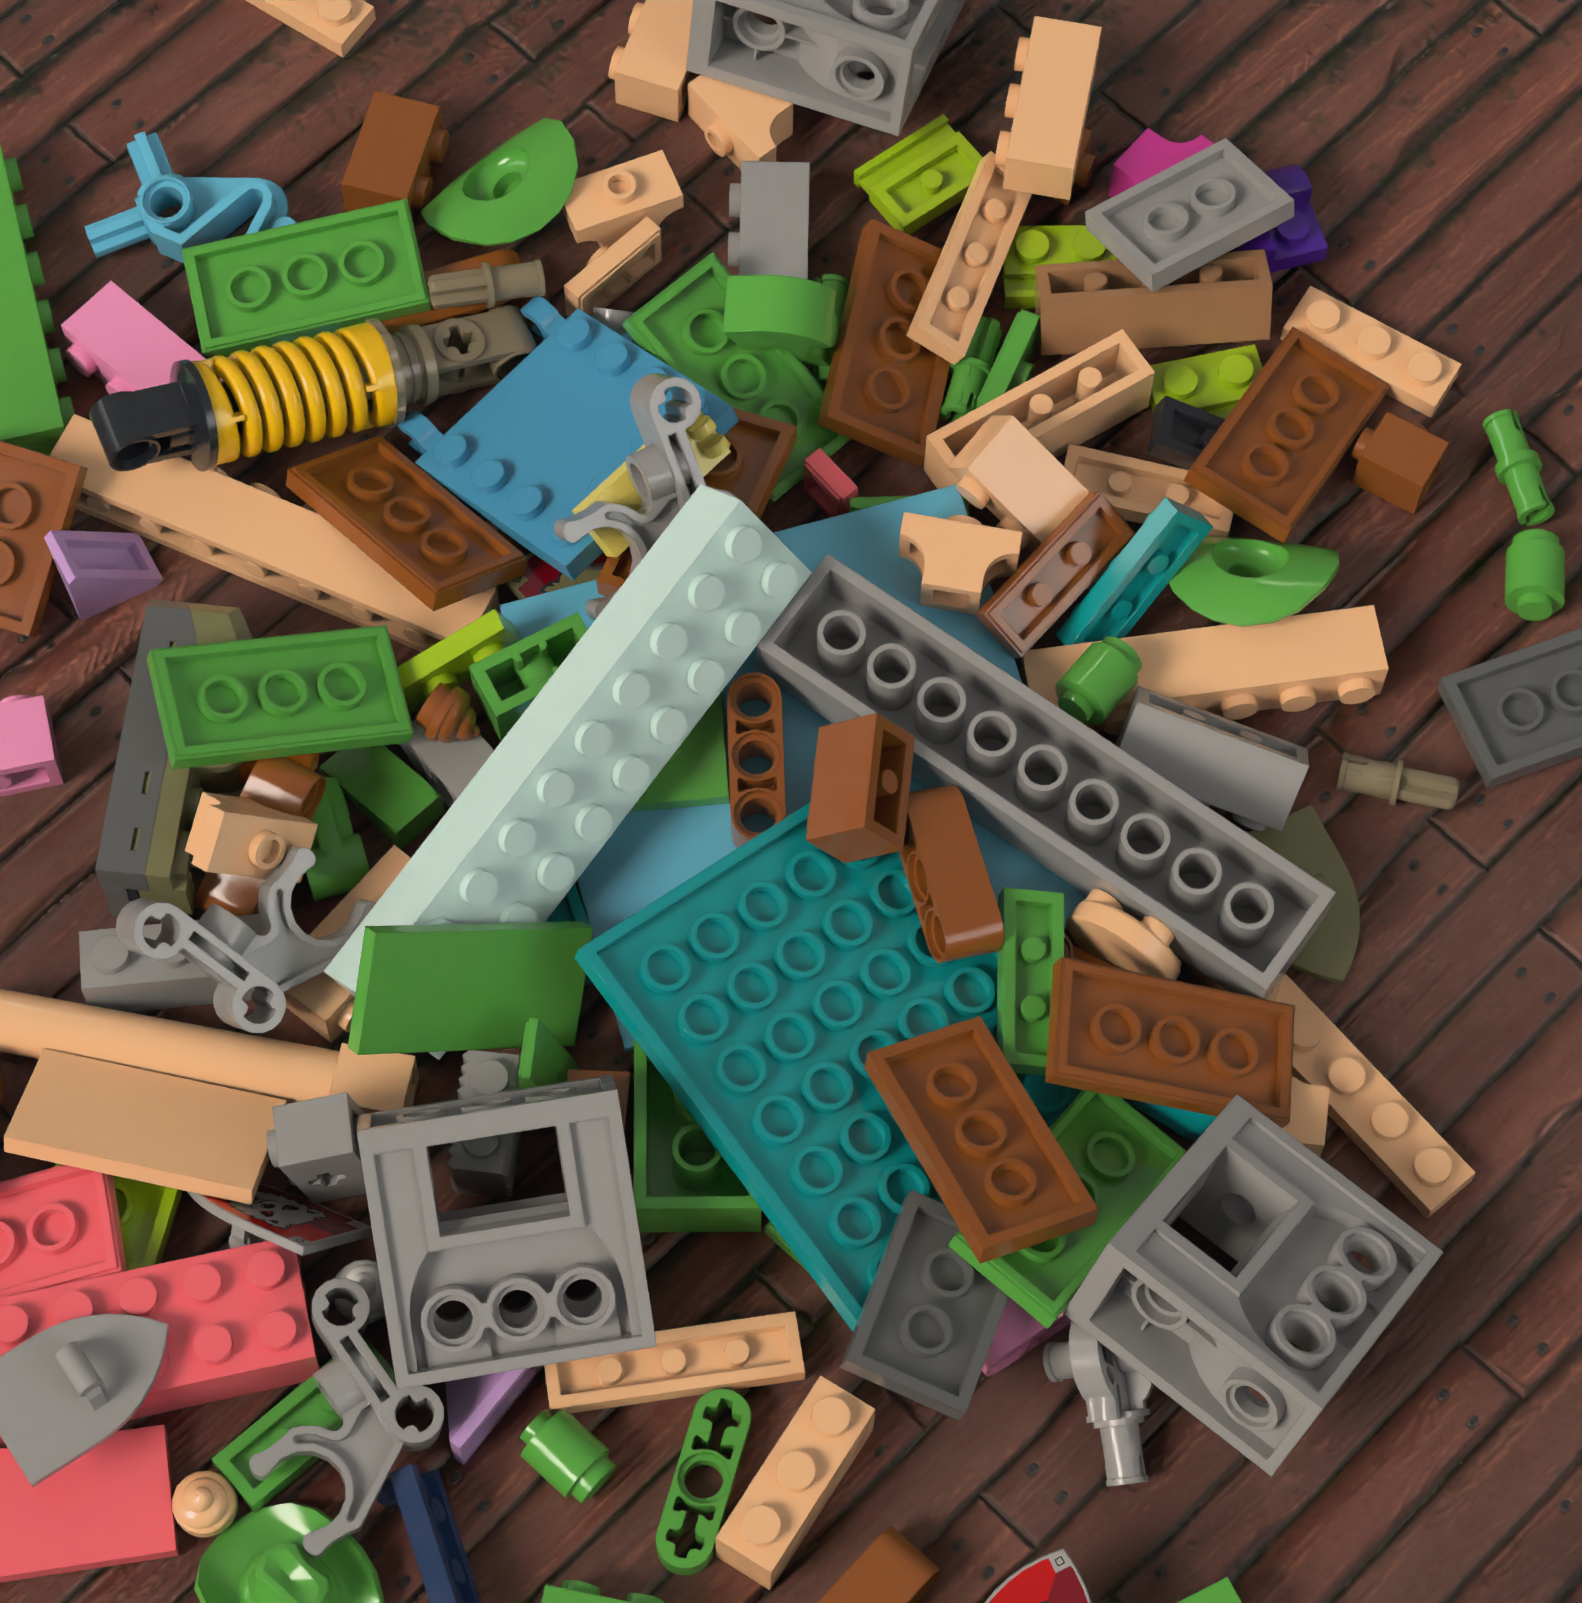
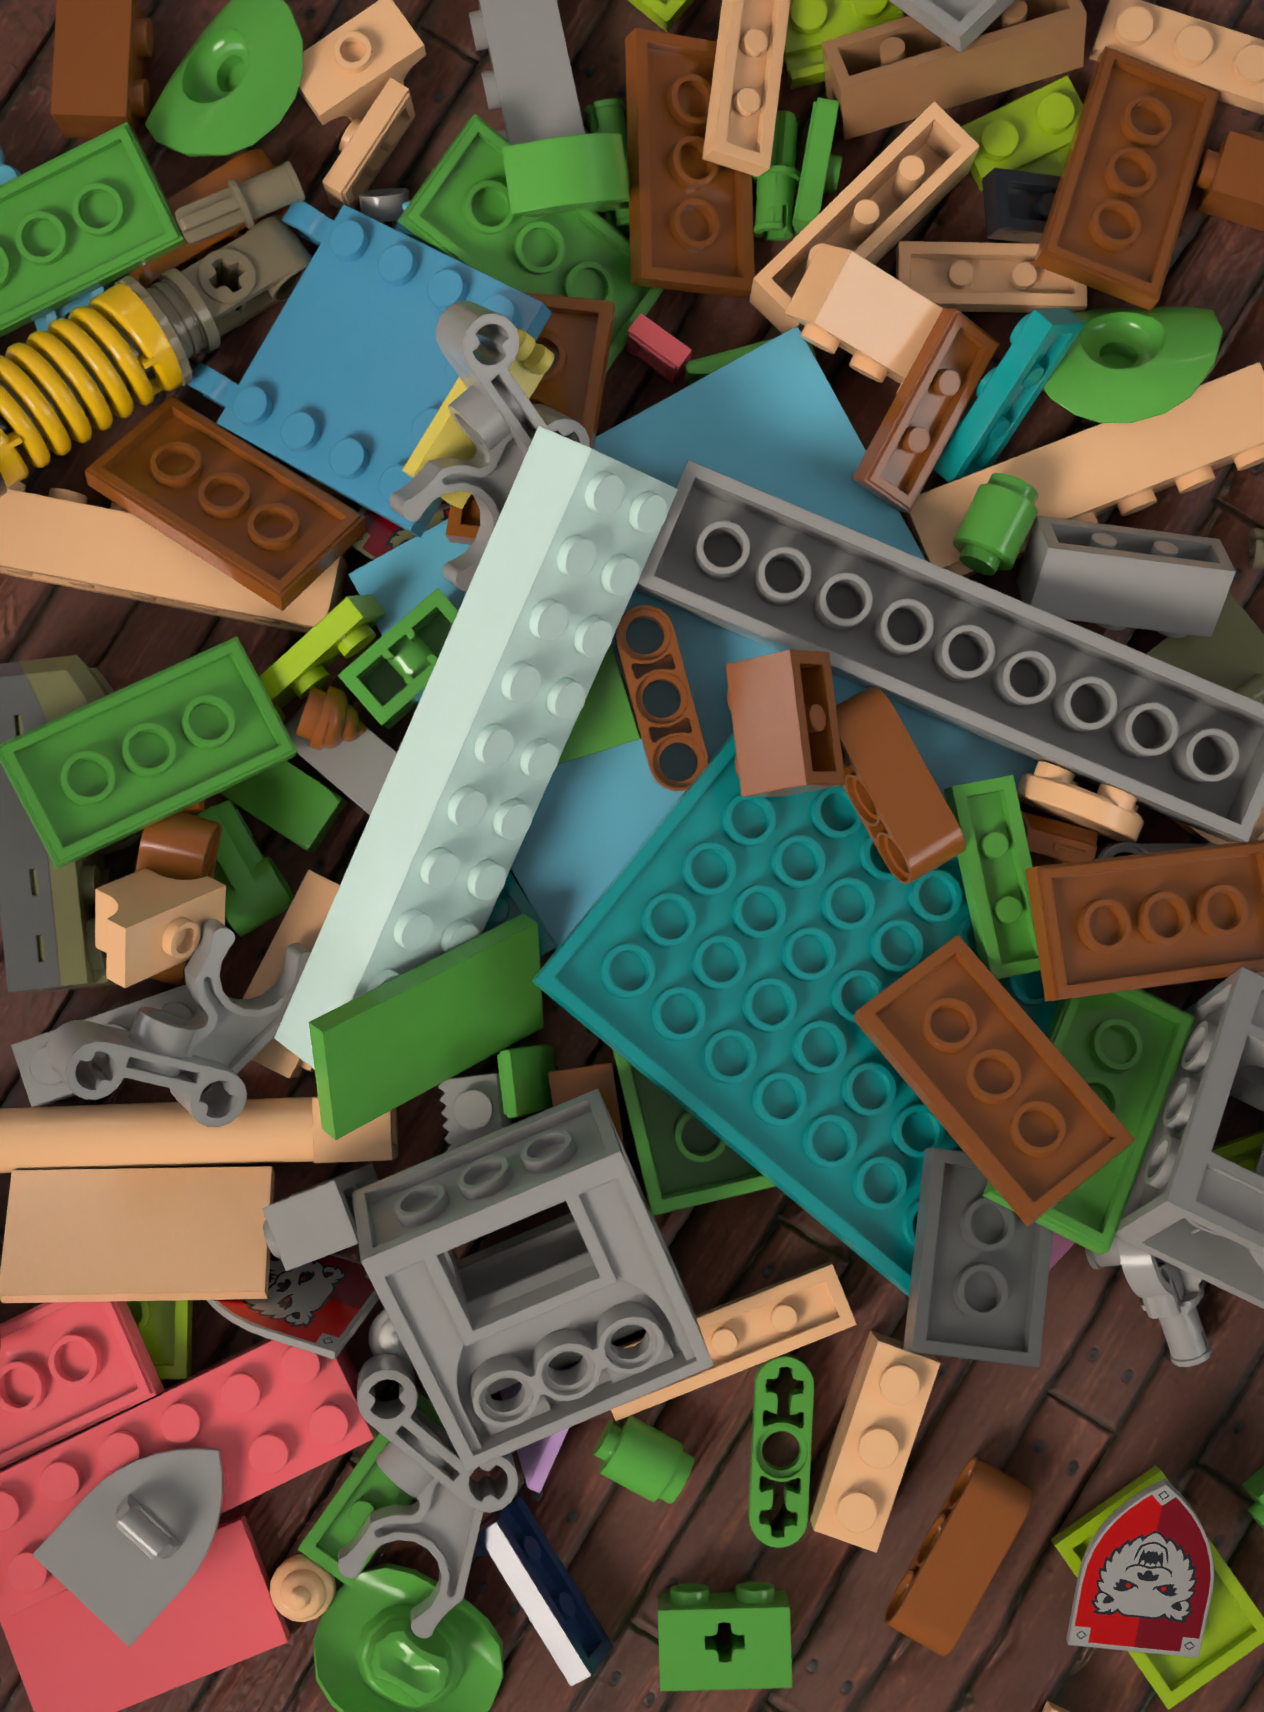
camera: 10 degrees left, 20 degrees up
(957, 558) = (820, 419): light nougat brick -> none

